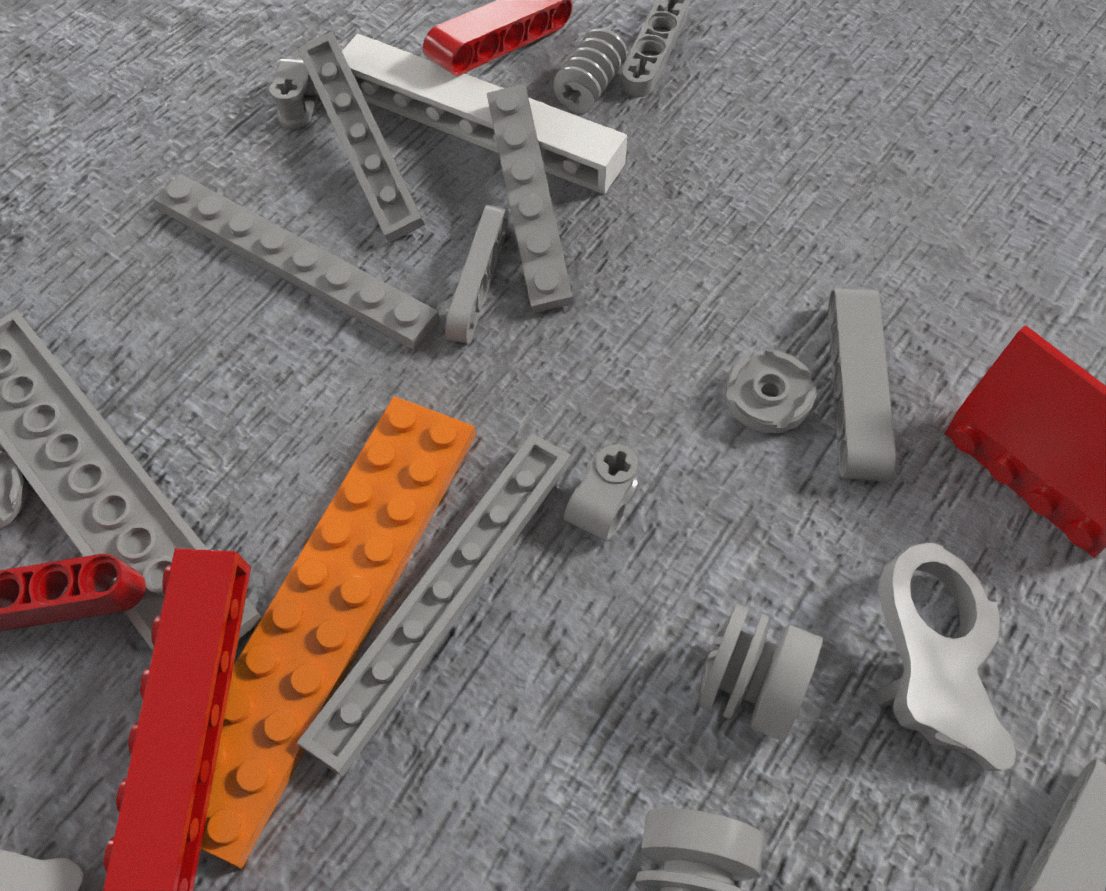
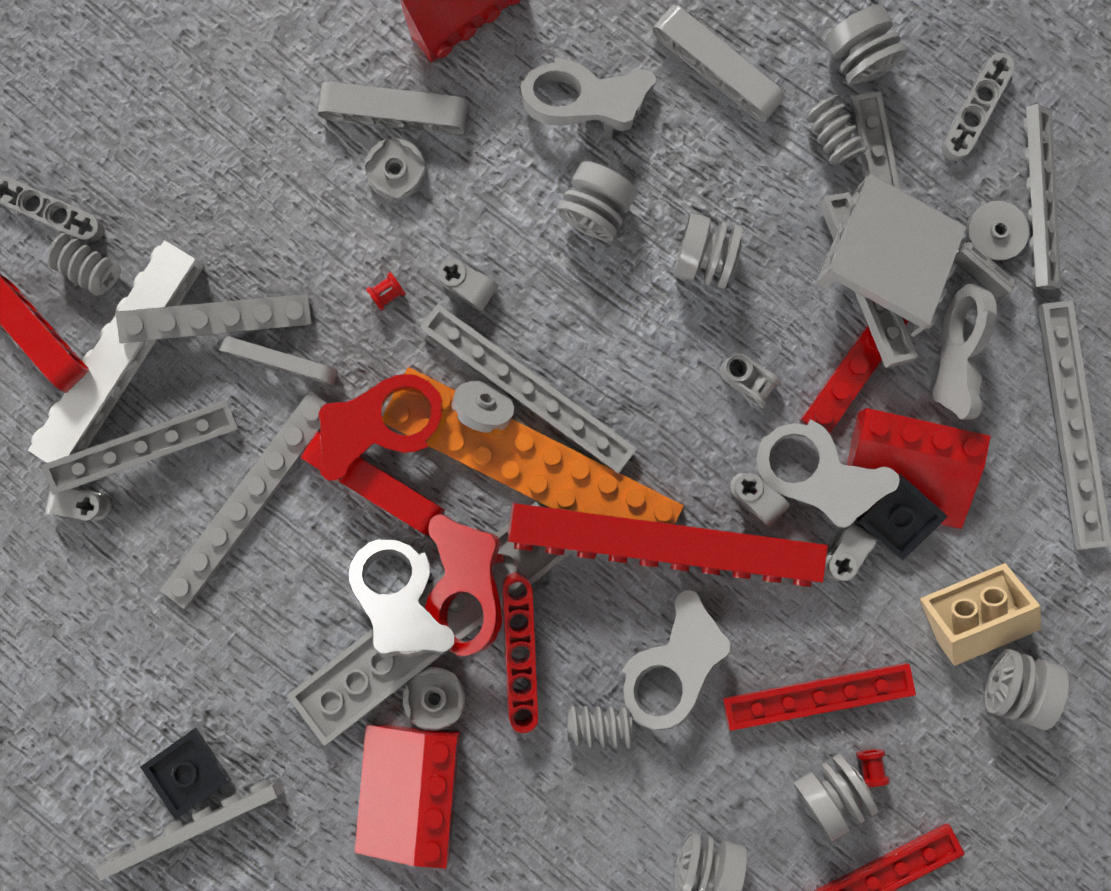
camera: 85 degrees left, 25 degrees up
(84, 418) = (398, 619): none -> animal
(162, 510) = (468, 566): none -> animal
(299, 396) = (381, 489): none -> red beam
(380, 357) = (356, 425): none -> red animal
(391, 527) = (482, 406): none -> light grey plate
(584, 390) = (382, 300): none -> red bush

